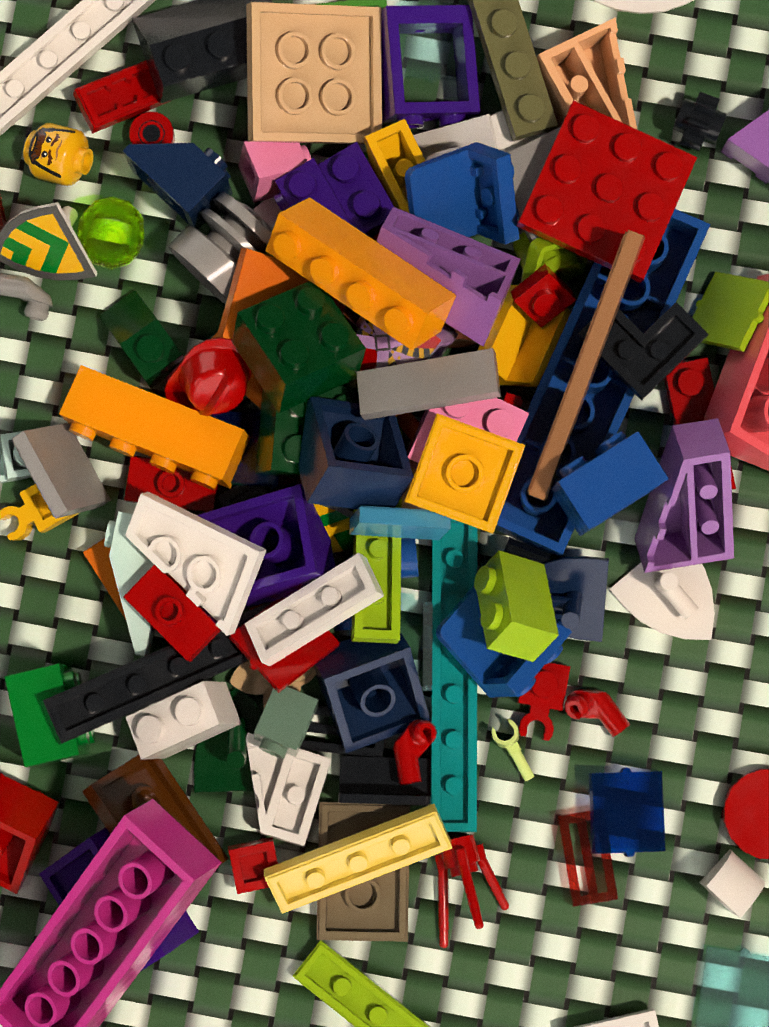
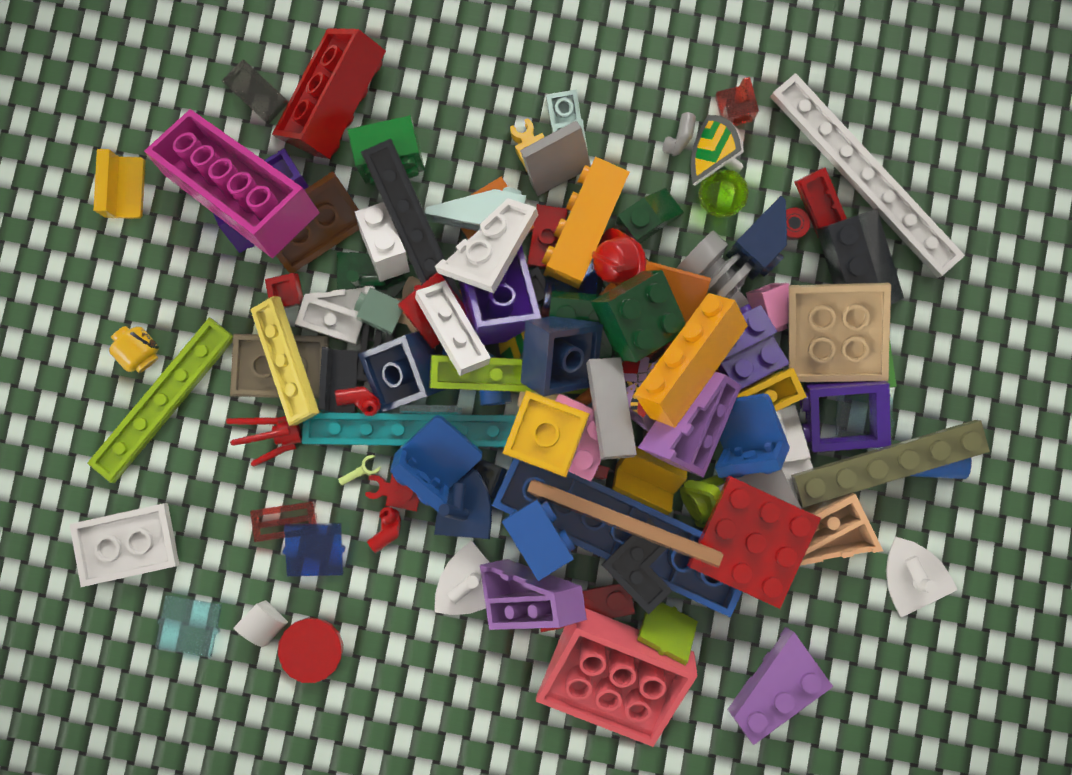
camera: 90 degrees right, 0 degrees up
(58, 154) = (779, 158): yellow head -> none
(172, 613) = (451, 229): red plate -> none
(399, 523) = (513, 387): dark azure tile -> none
(515, 606) = (453, 471): lime brick -> none
(543, 295) = (678, 495): red plate -> none
(699, 121) = (807, 612): black gear -> none

